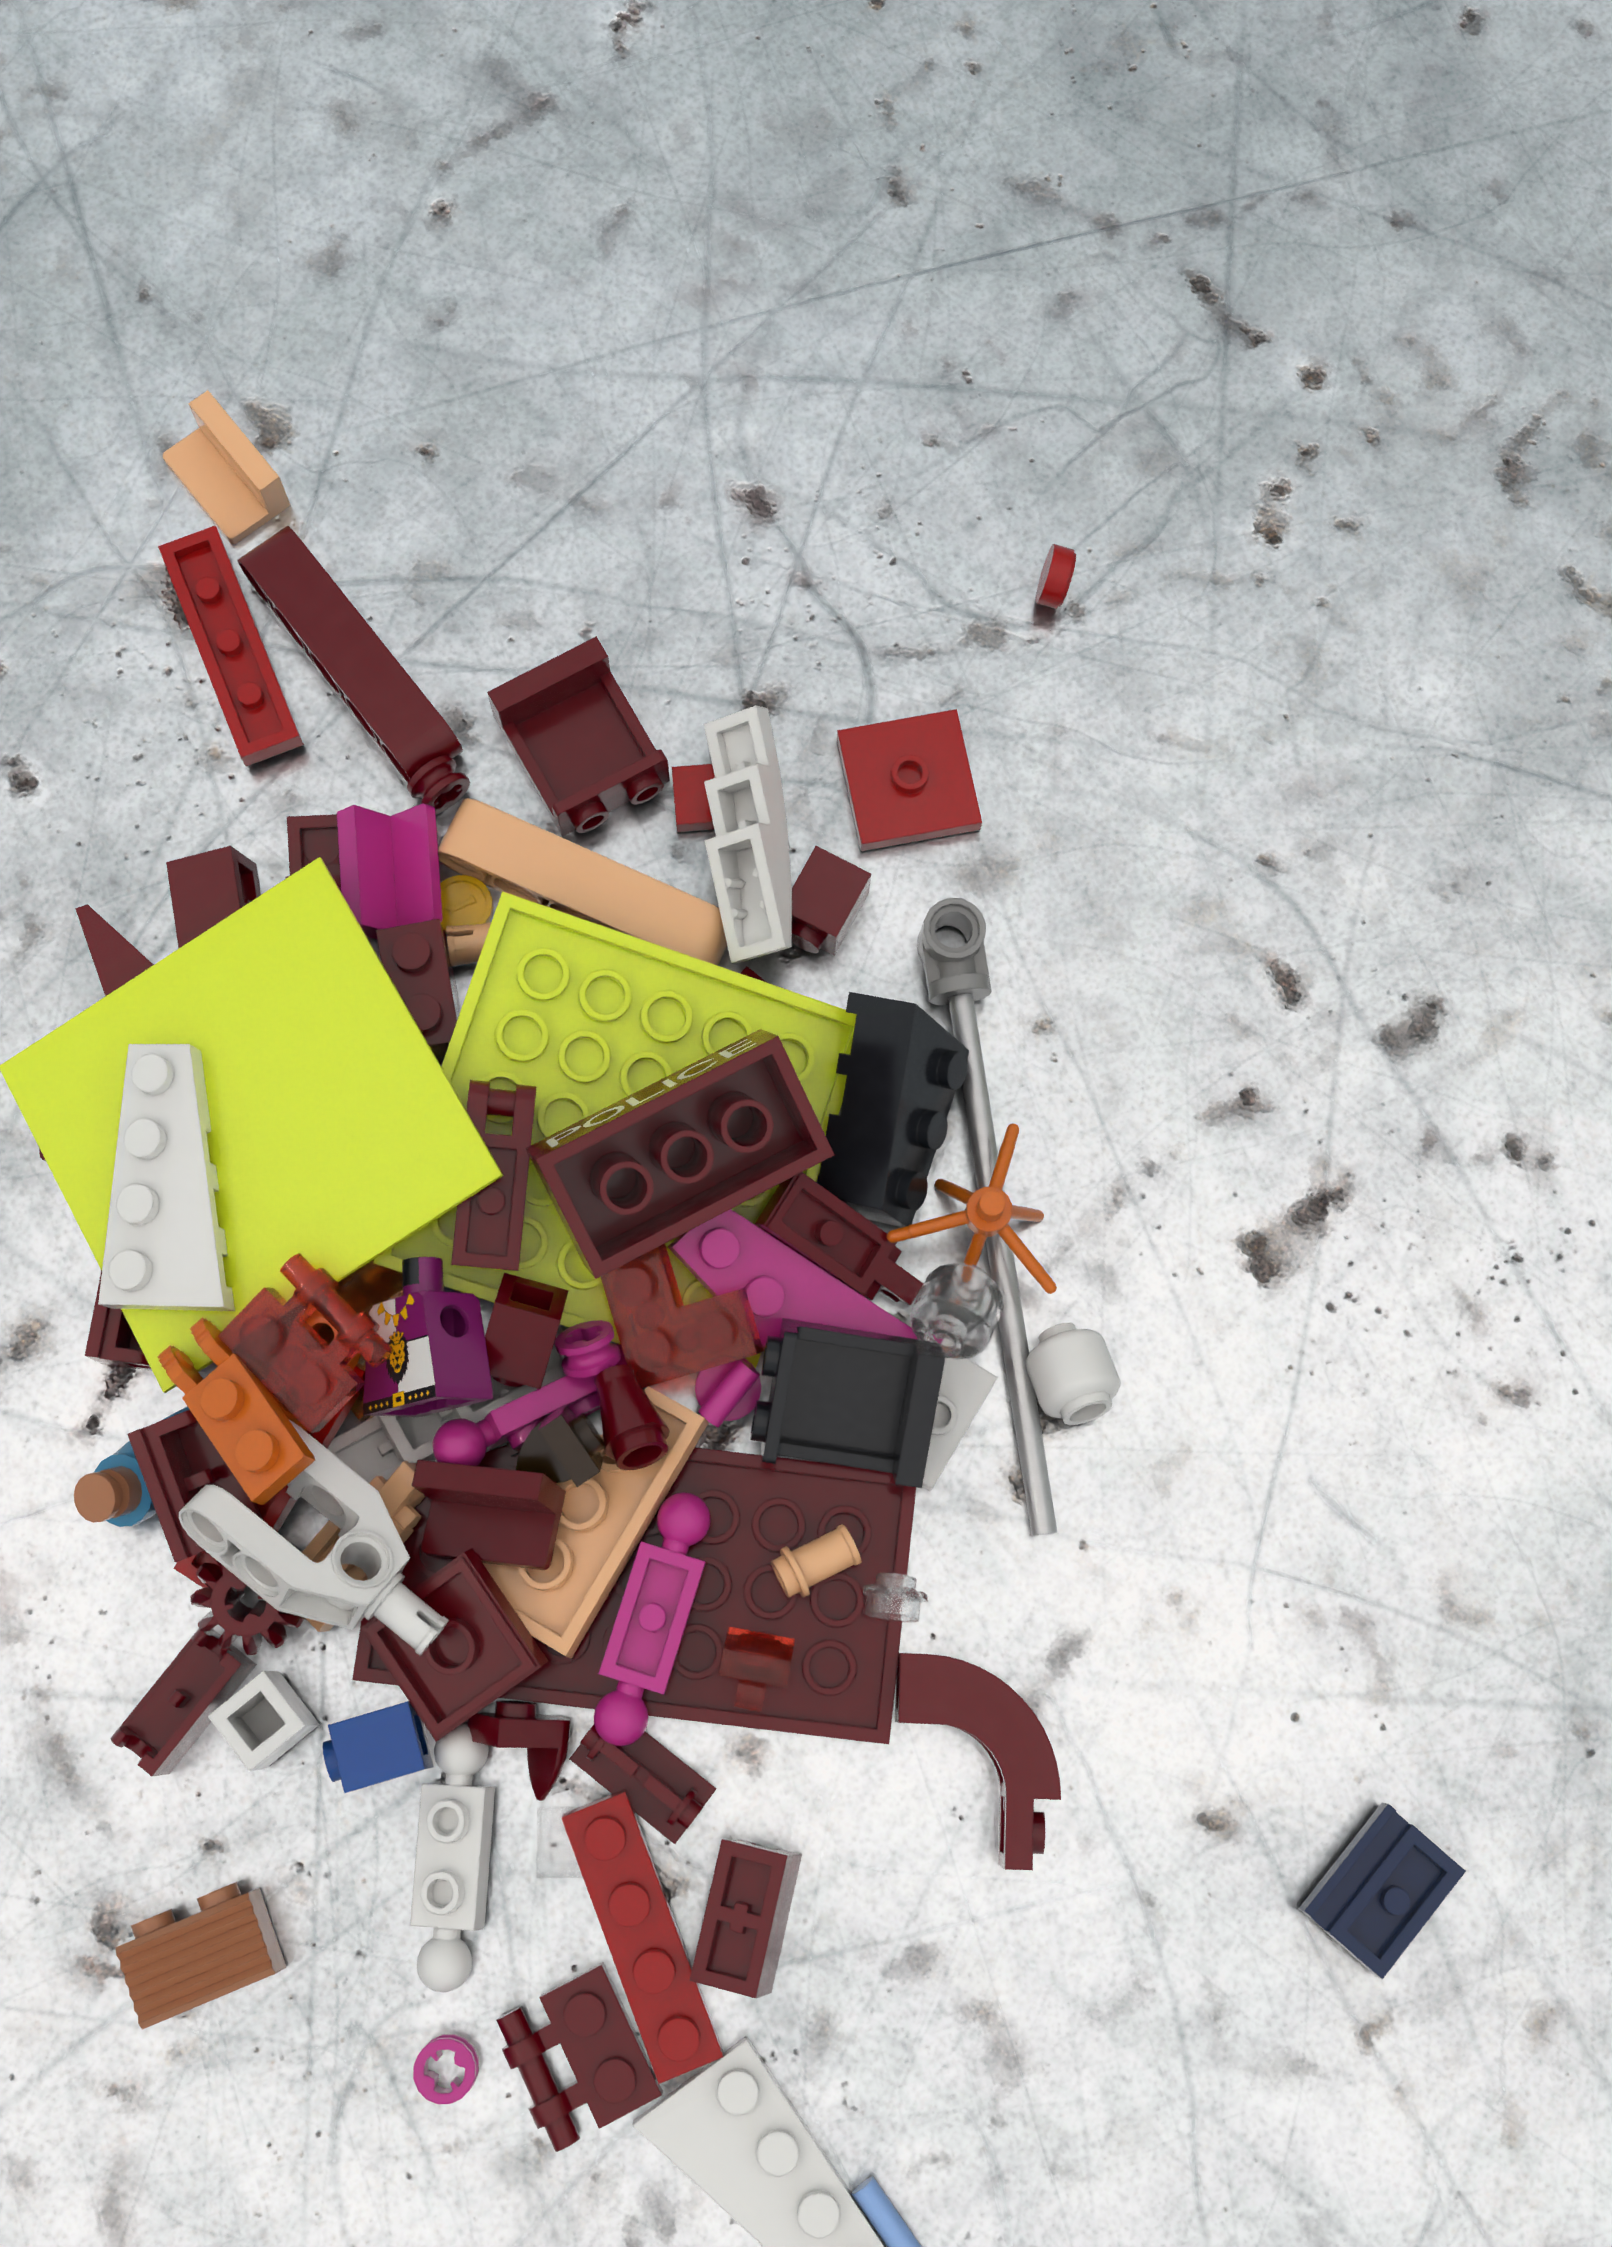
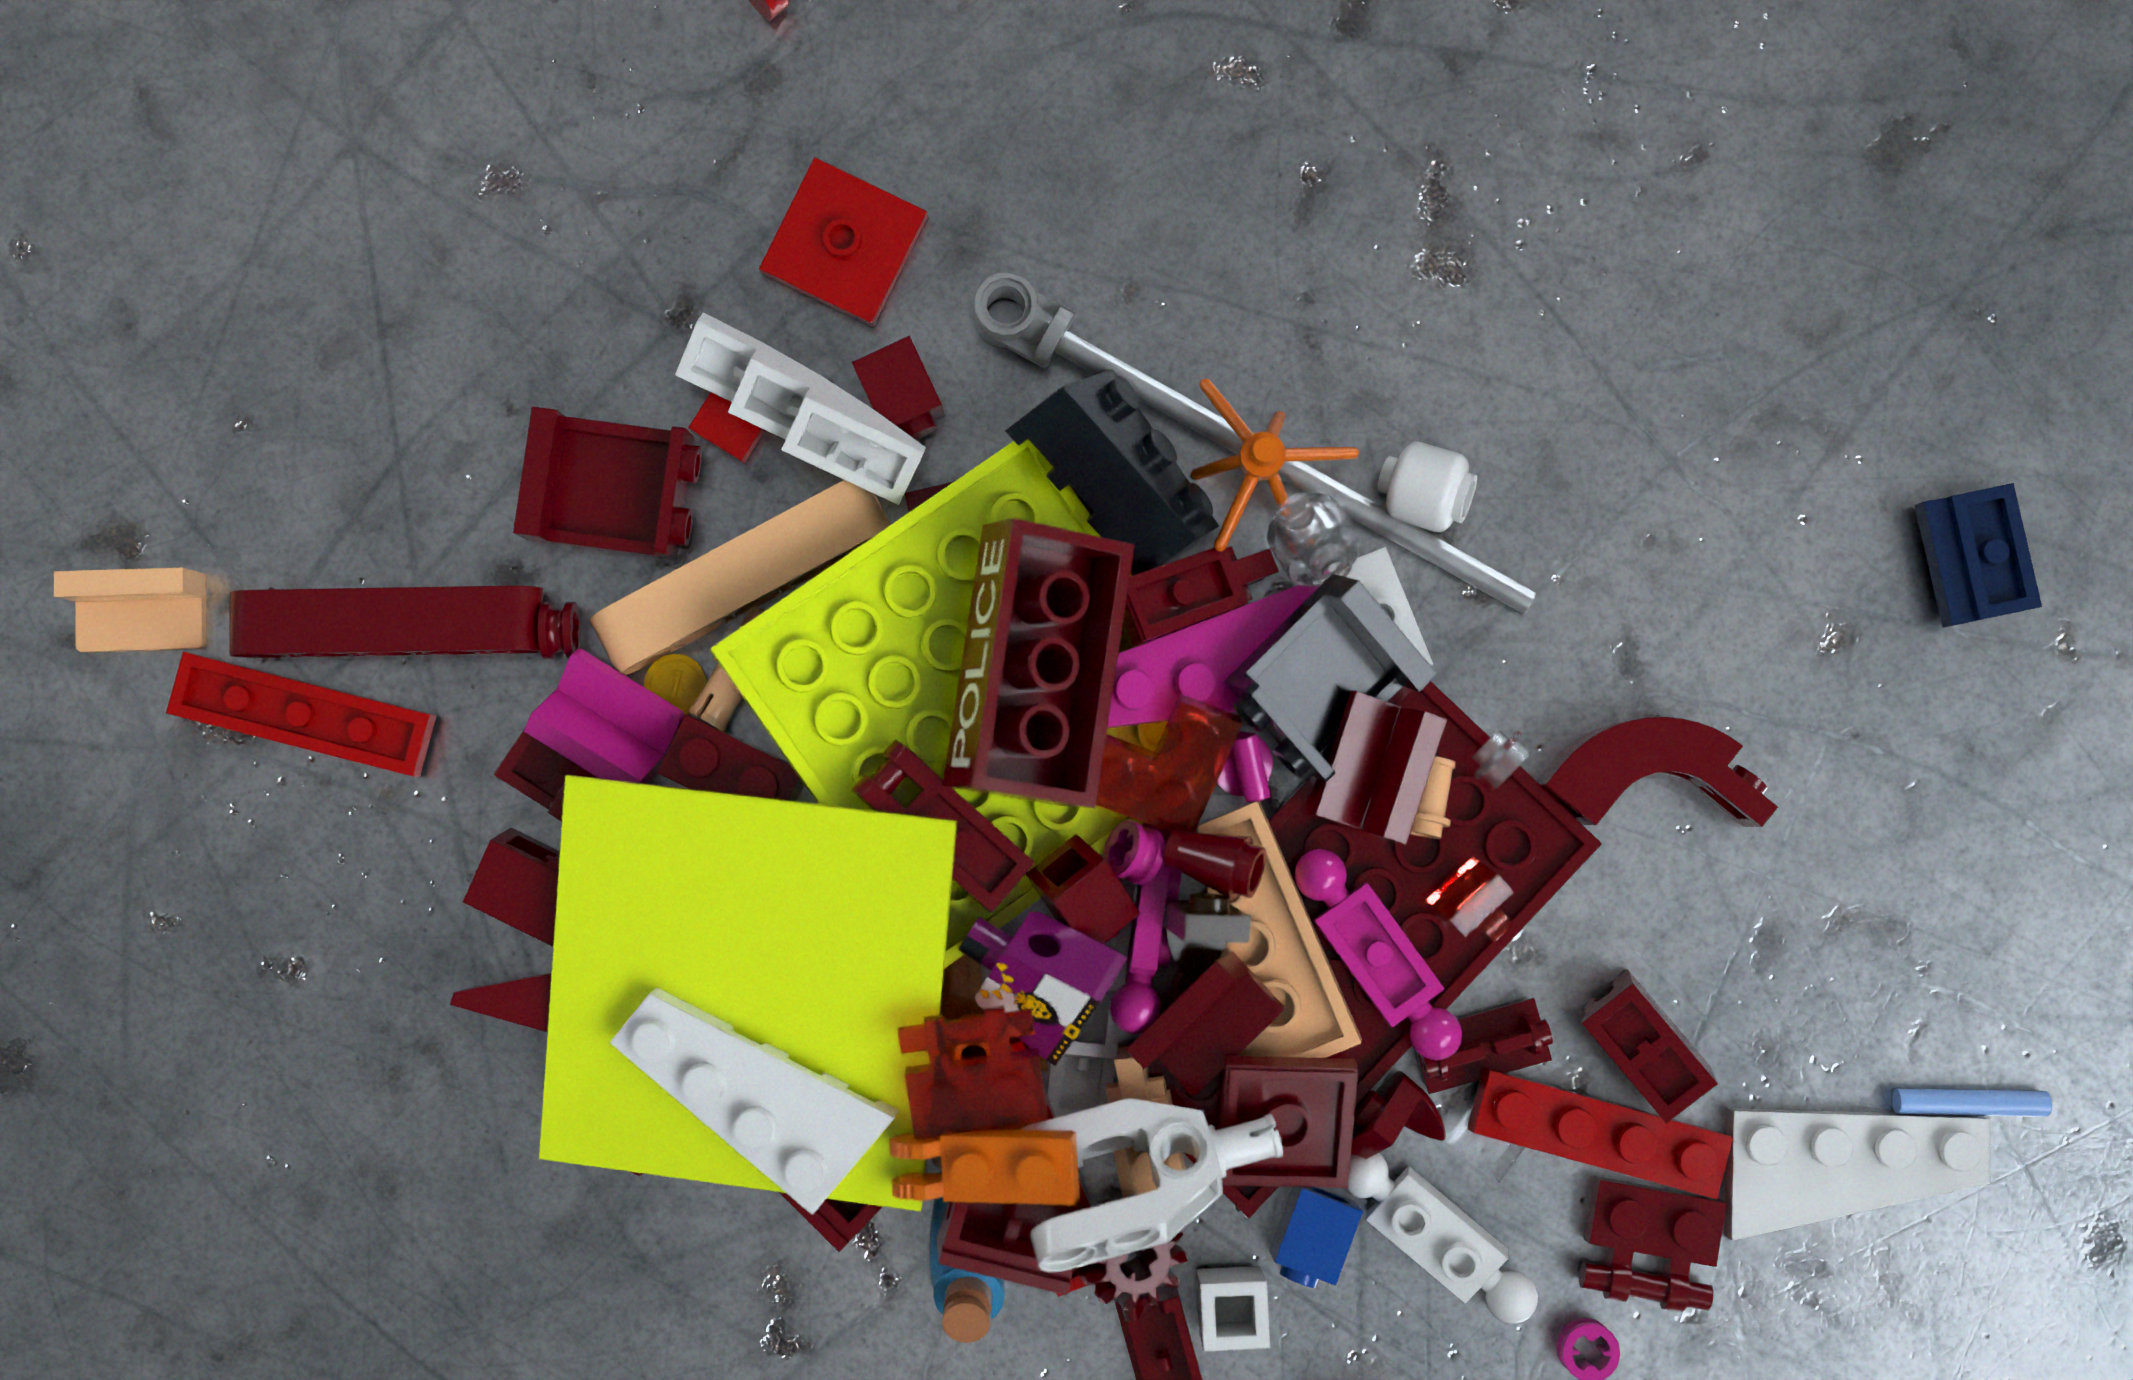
camera: 50 degrees left, 10 degrees up
(808, 1497) = (1379, 766): none -> dark red panel

